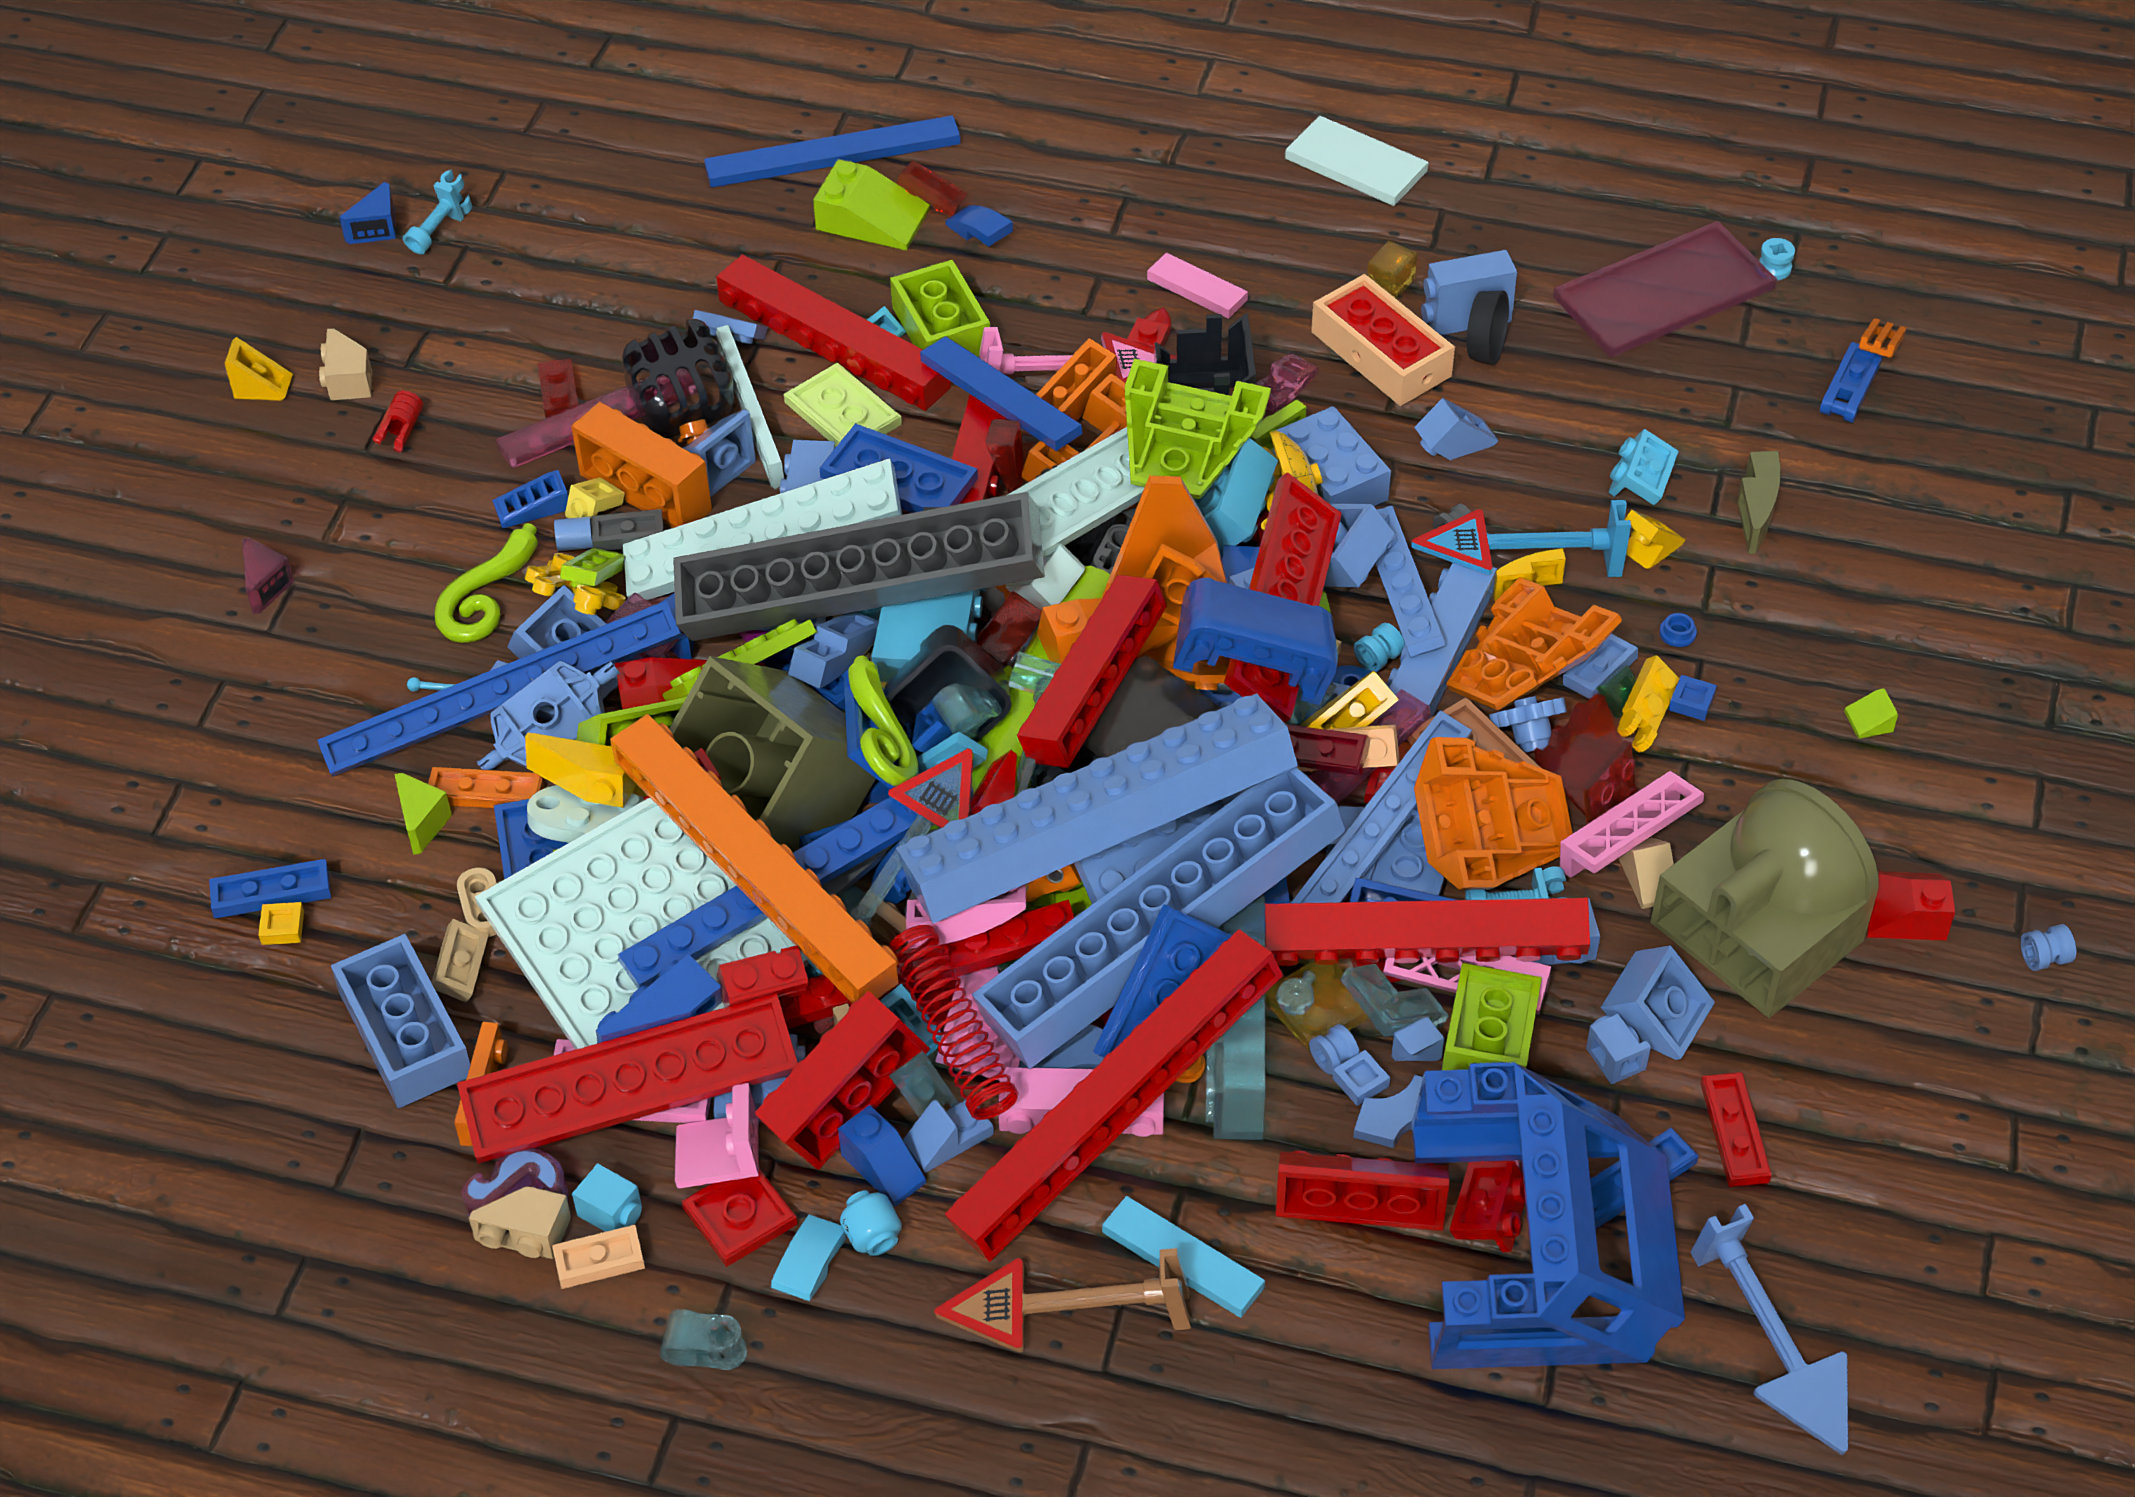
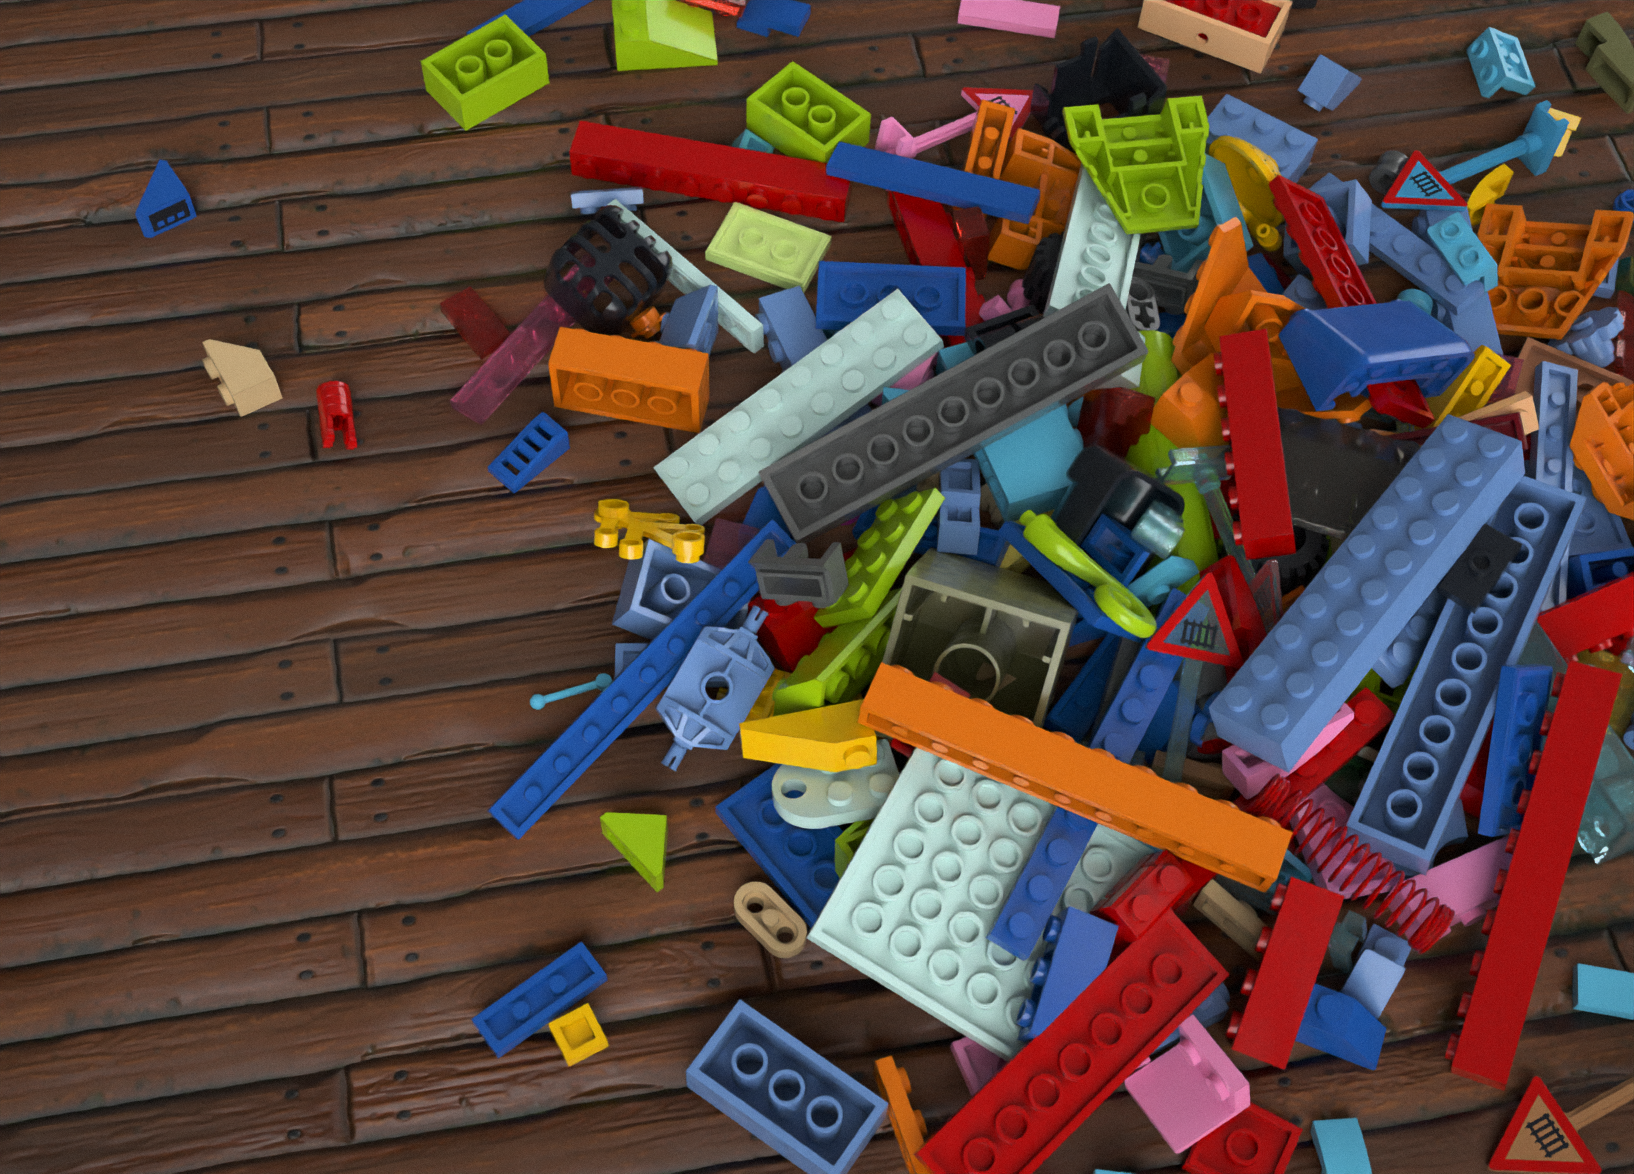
camera: 30 degrees left, 10 degrees up
(255, 374) = (150, 418): yellow slope -> none
(265, 574) = (303, 639): clear pink slope -> none
(449, 197) = (227, 209): medium azure bar -> none
(459, 960) = (793, 995): tan plate -> none
(485, 787) = (687, 786): orange tile -> none
(509, 560) = (551, 520): lime plant -> none
(573, 533) = (598, 474): medium blue beam -> none
(592, 497) = (592, 432): light yellow bracket -> none
(592, 567) = (655, 507): lime plate -> none
(614, 530) = (646, 449): dark grey plate -> none
(672, 644) = (800, 577): none -> dark grey window
(693, 193) = (485, 72): none -> lime brick
(871, 1223) = (1379, 1103): medium azure head -> none
(1152, 328) = (997, 71): red plate -> none
(1207, 828) = (1479, 568): none -> black plate
(1443, 602) = (1464, 251): none -> medium azure bracket

